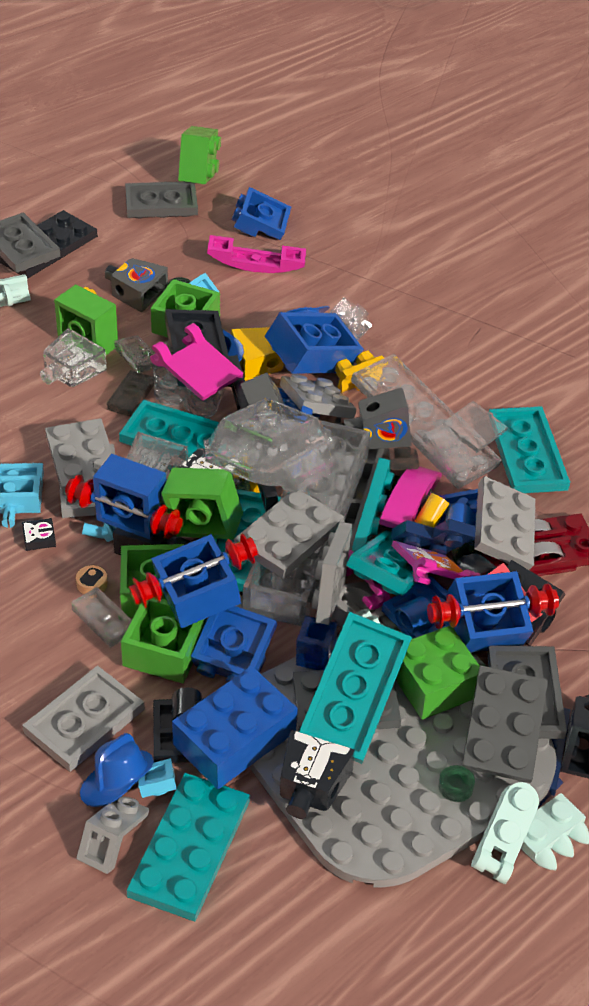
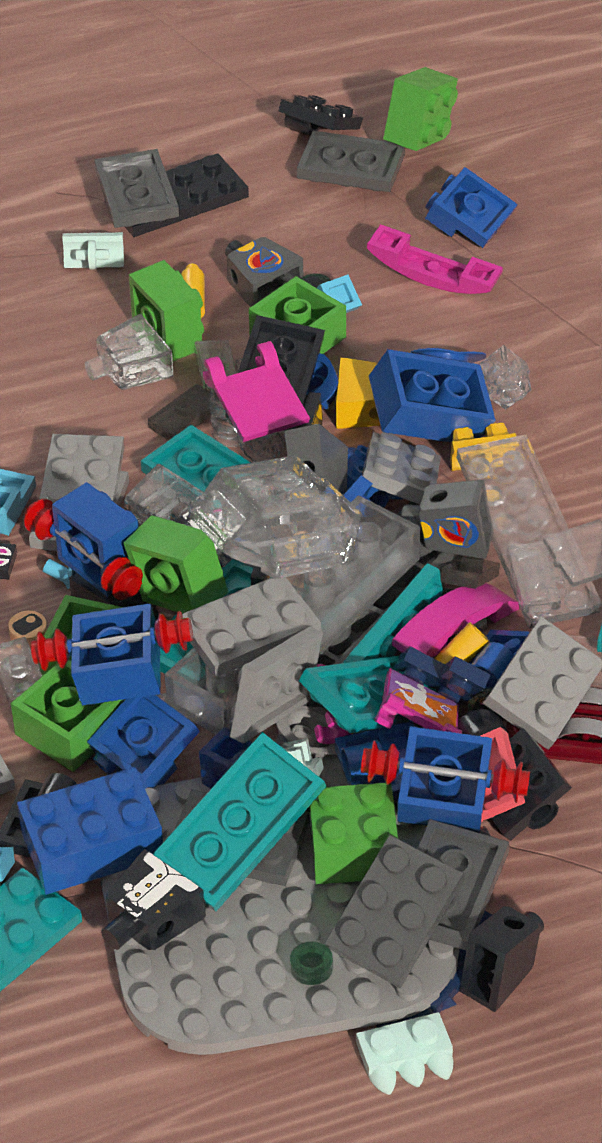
camera: 25 degrees right, 0 degrees up
(114, 173) = (311, 113): none -> black plate
(507, 830) = (343, 1030): light aqua plate -> none

